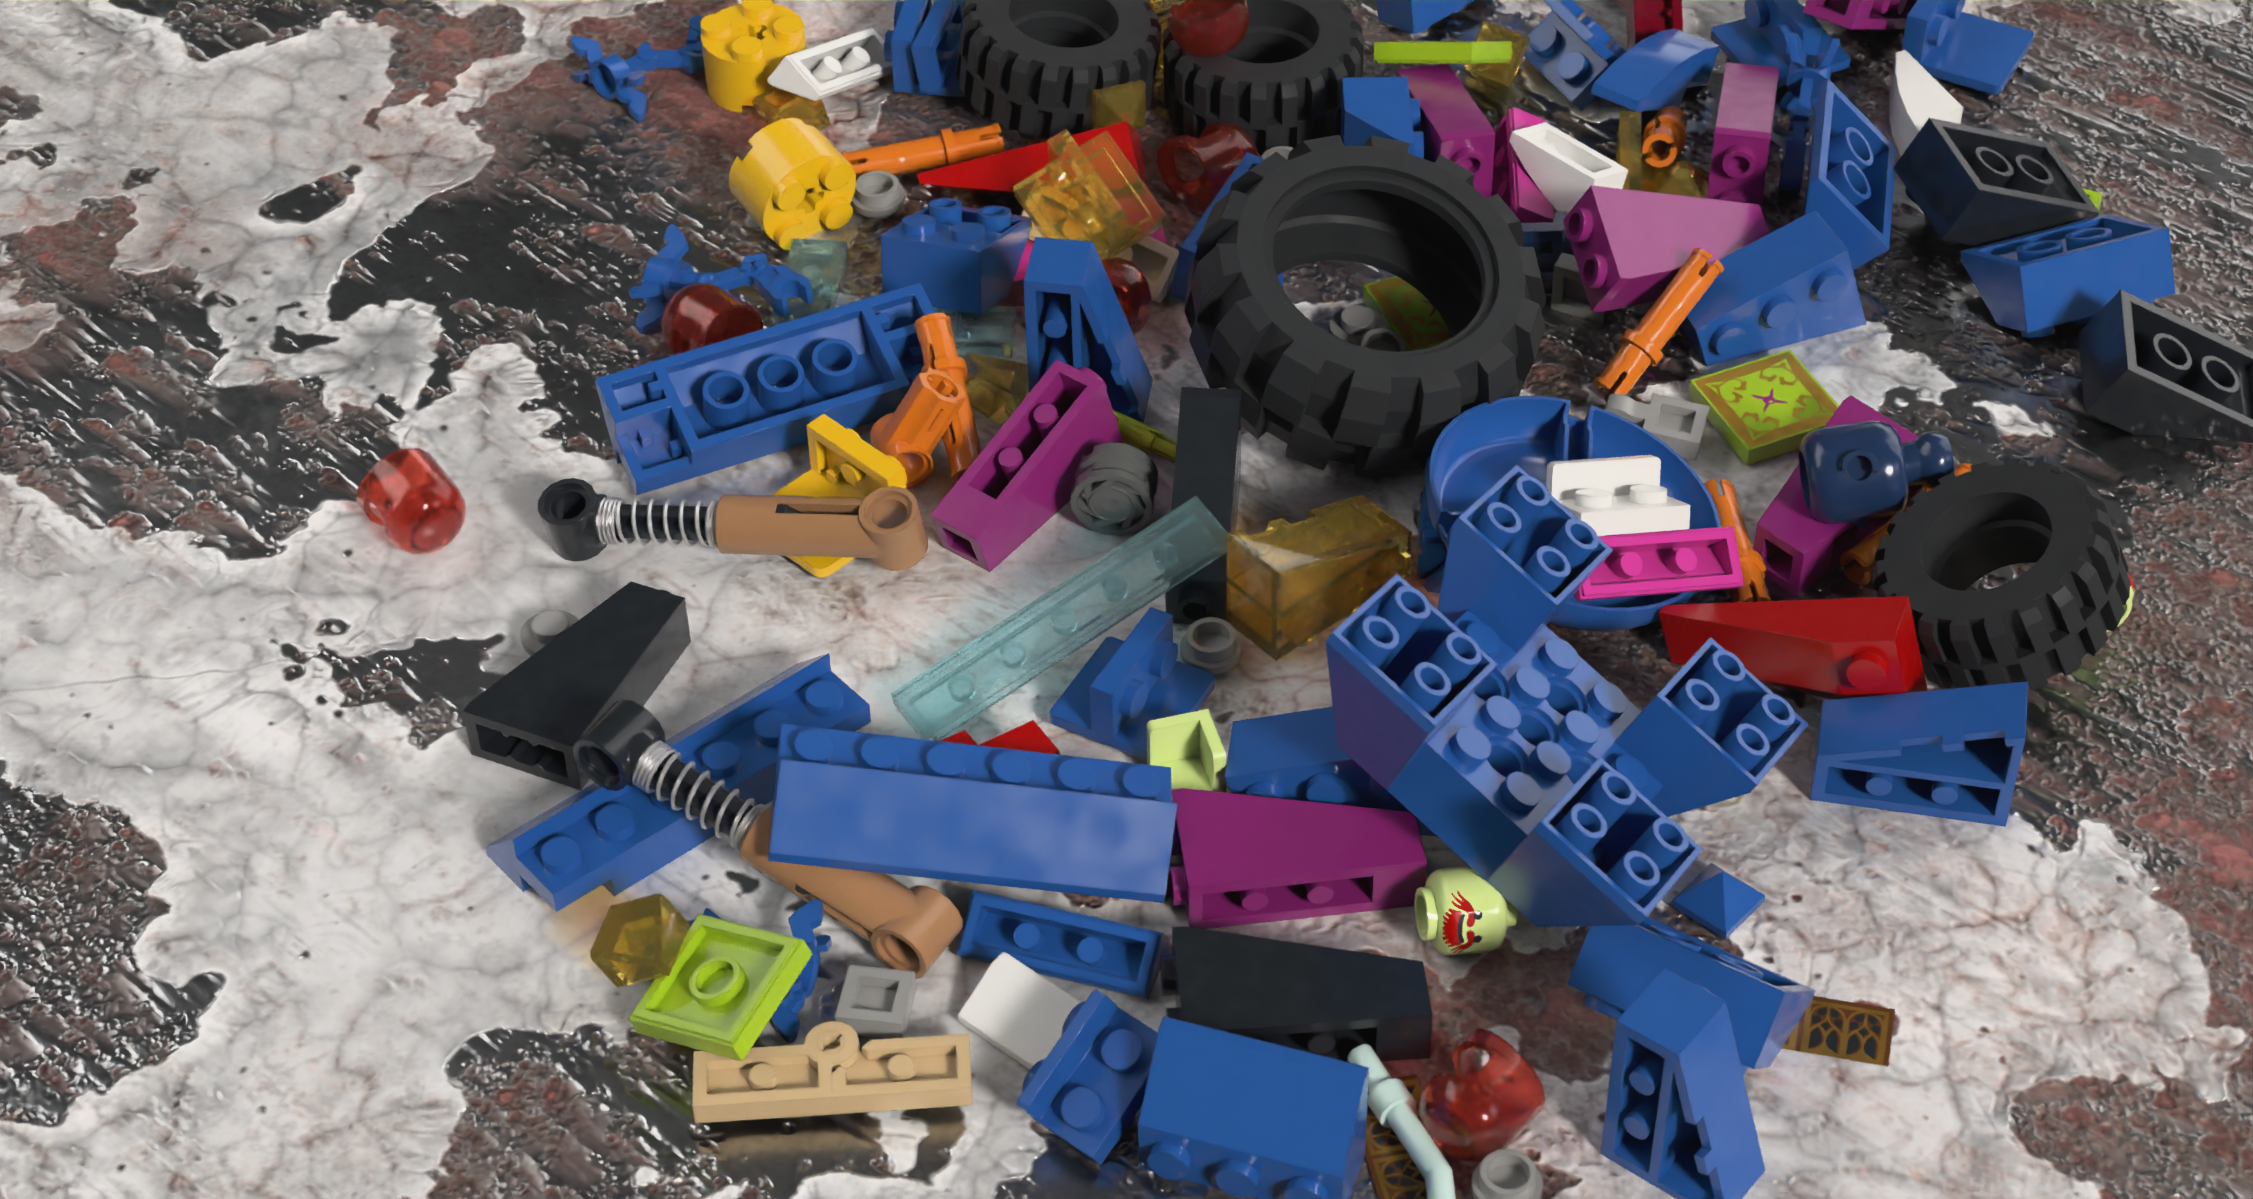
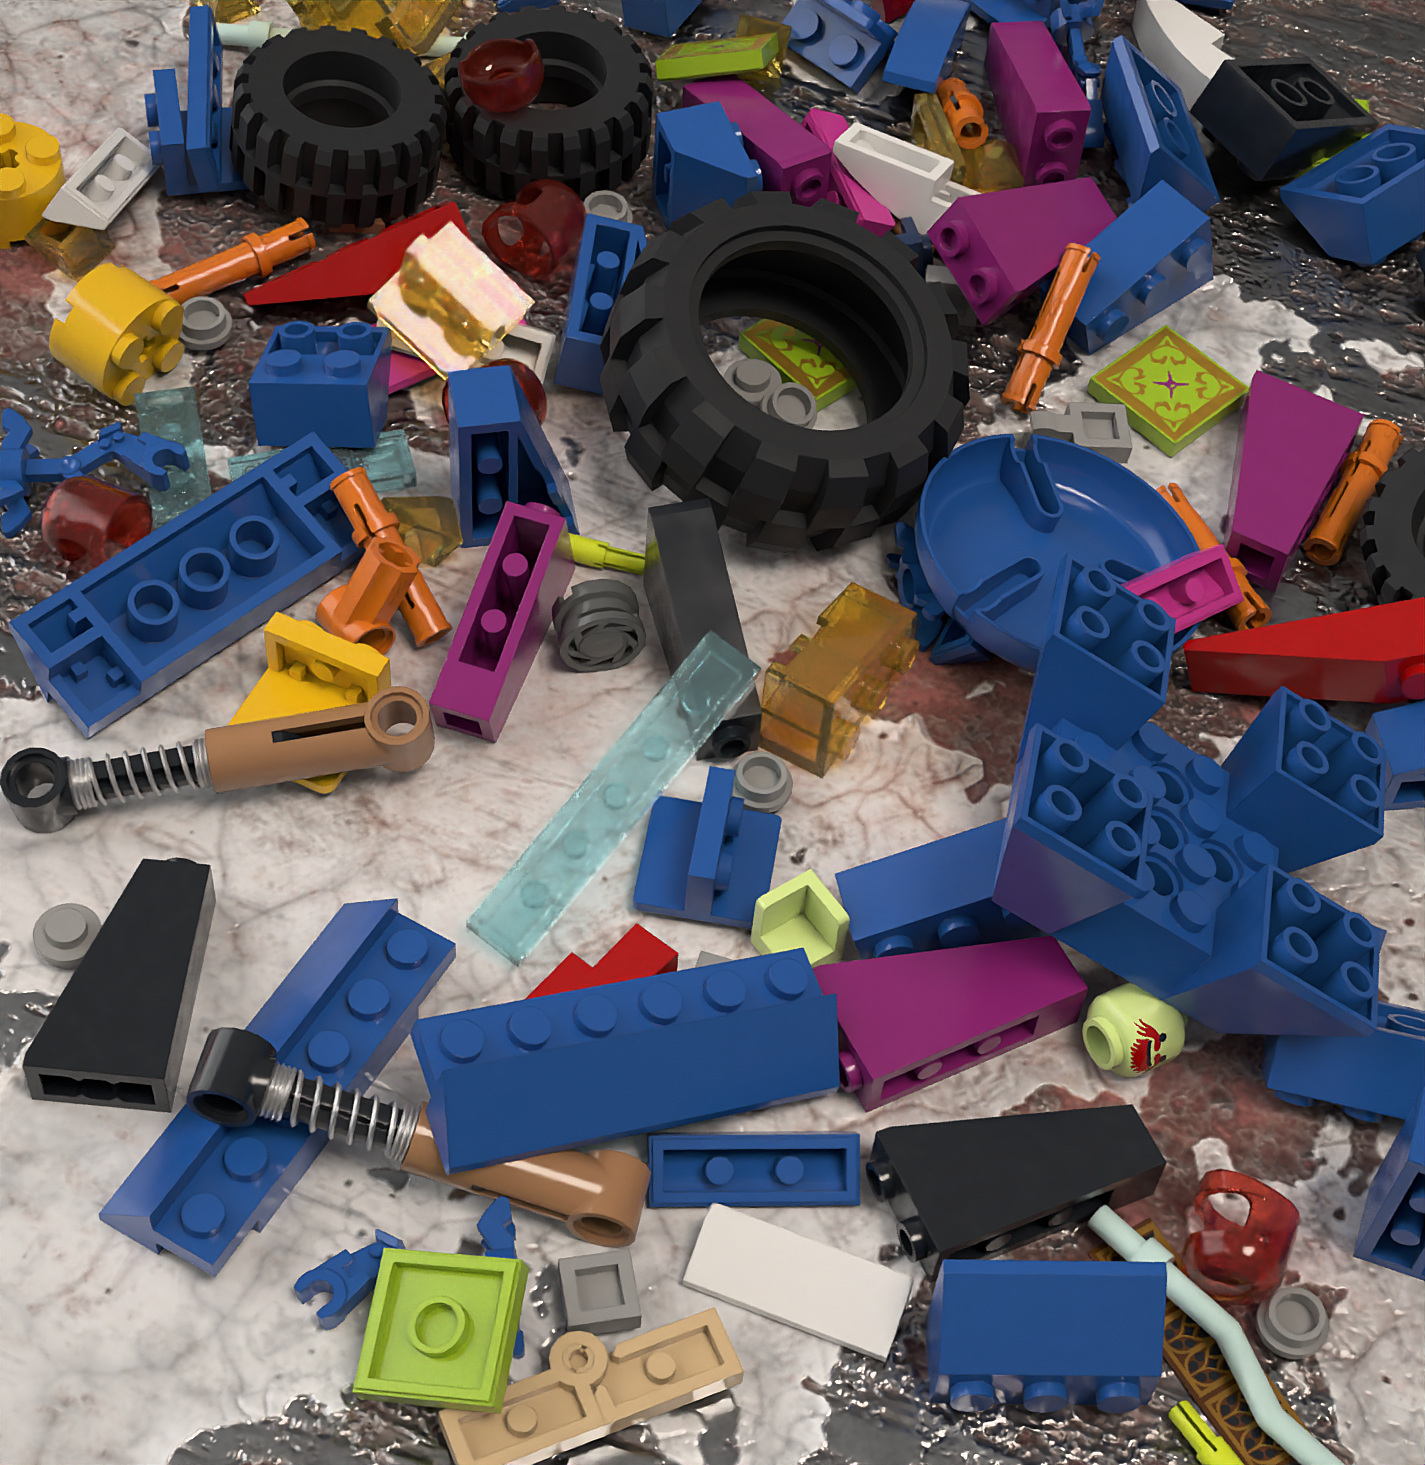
camera: 25 degrees left, 10 degrees up
(639, 940) = (336, 1301): clear yellow slope -> none
(1091, 1077) = (869, 1325): blue bracket -> none
(1120, 104) = (427, 183): clear yellow slope -> none
(1617, 494) = (1116, 538): white bracket -> none
(1866, 470) = (1324, 457): dark blue piece -> none

